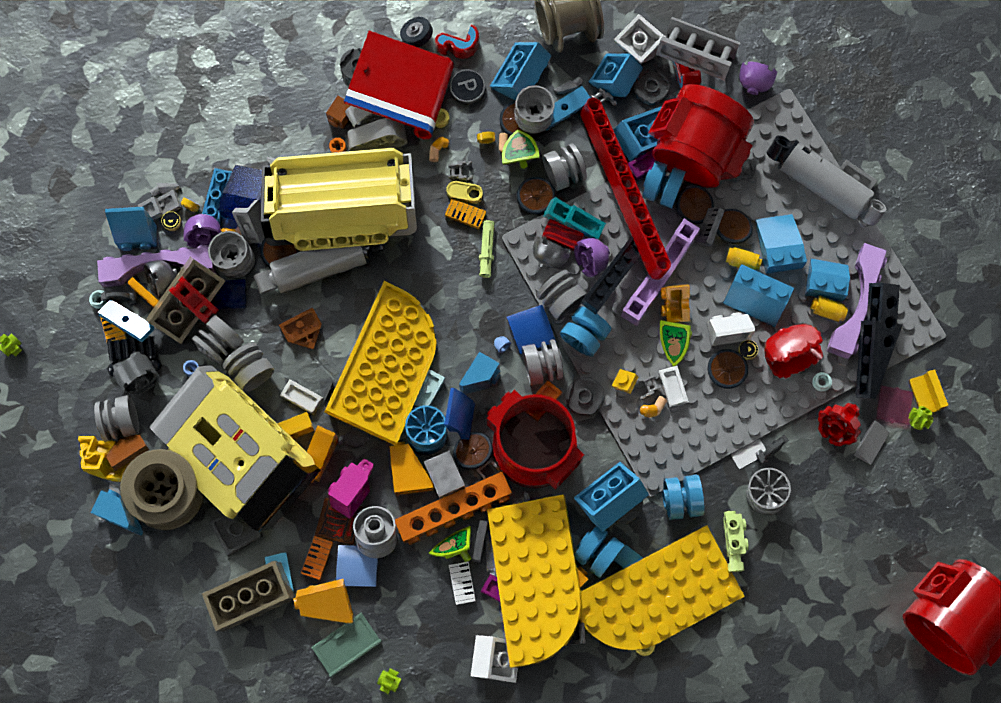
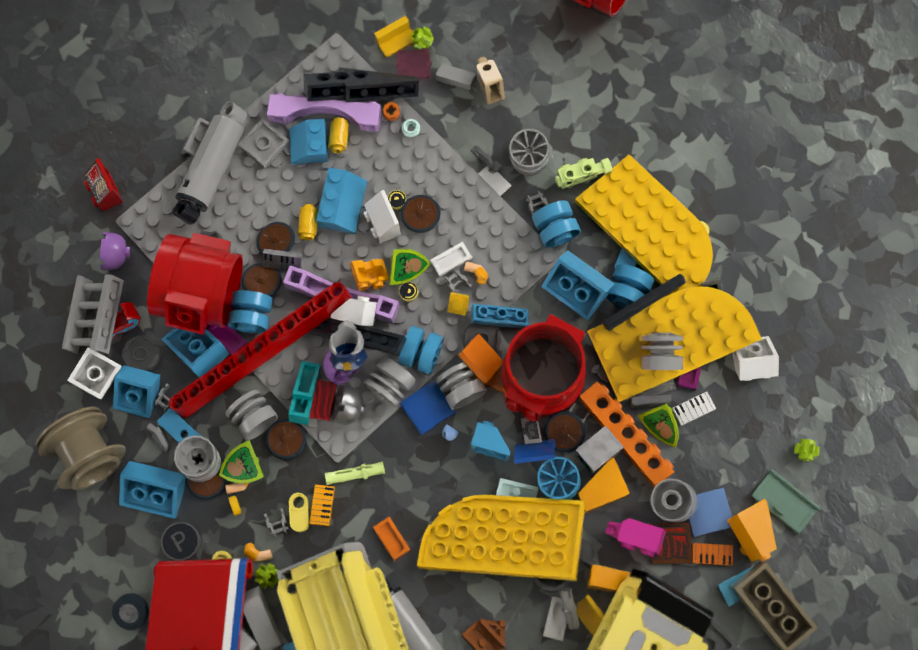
camera: 100 degrees left, 0 degrees up
(305, 407) = (569, 608): none -> light grey axle
(416, 149) = (266, 576): none -> lime gear
(417, 267) = (391, 538): none -> orange tile
(459, 47) = (138, 562): red animal -> none
(477, 418) = (531, 431): none -> sticker
(518, 556) = (662, 352): none -> light grey wheel
(563, 384) = (481, 358): none -> orange tile
(576, 556) = (644, 302): none -> black axle
(600, 257) = (347, 348): none -> piece
(605, 406) = (499, 316): none -> dark azure tile
(636, 279) = (357, 311): none -> white slope
(650, 338) = (408, 291): none -> black tile
(714, 495) = (531, 206): none -> light grey piece
(780, 244) = (282, 192): dark azure slope -> none
(793, 350) = (388, 156): red animal -> none
(826, 81) = (102, 186): none -> slope
(837, 237) = (263, 143): none -> light grey tile
(840, 371) = (395, 116): none -> orange bush
(843, 423) = (447, 100): red piece -> none
(858, 473) = (489, 75): none -> tan torso

